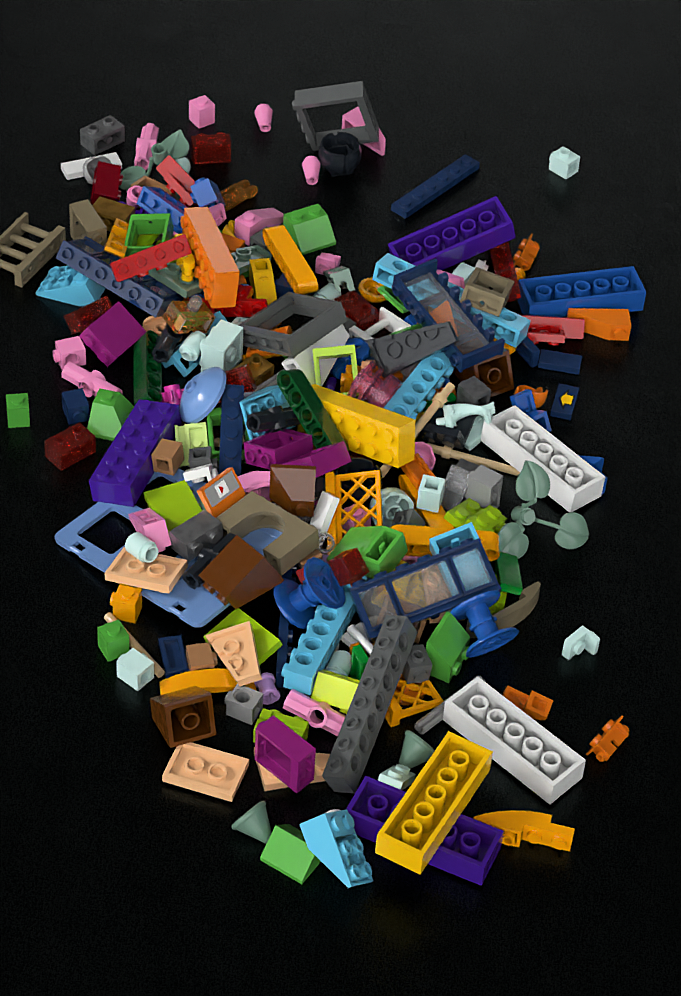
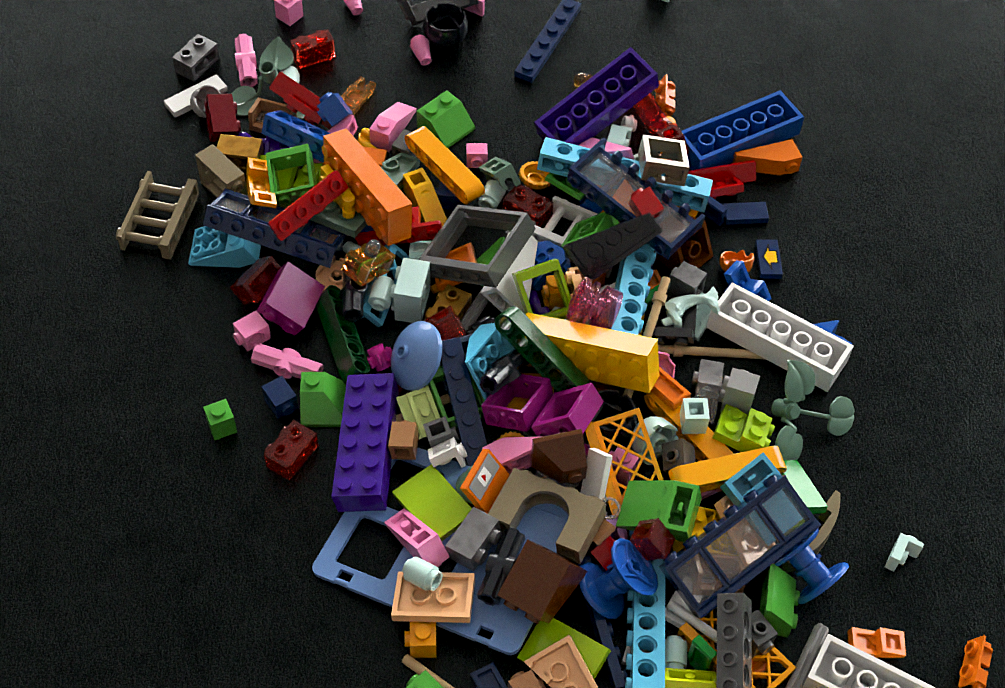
camera: 15 degrees left, 10 degrees up
(132, 196) = (255, 125): bright pink cone -> none
(452, 313) = (645, 201): none -> red brick

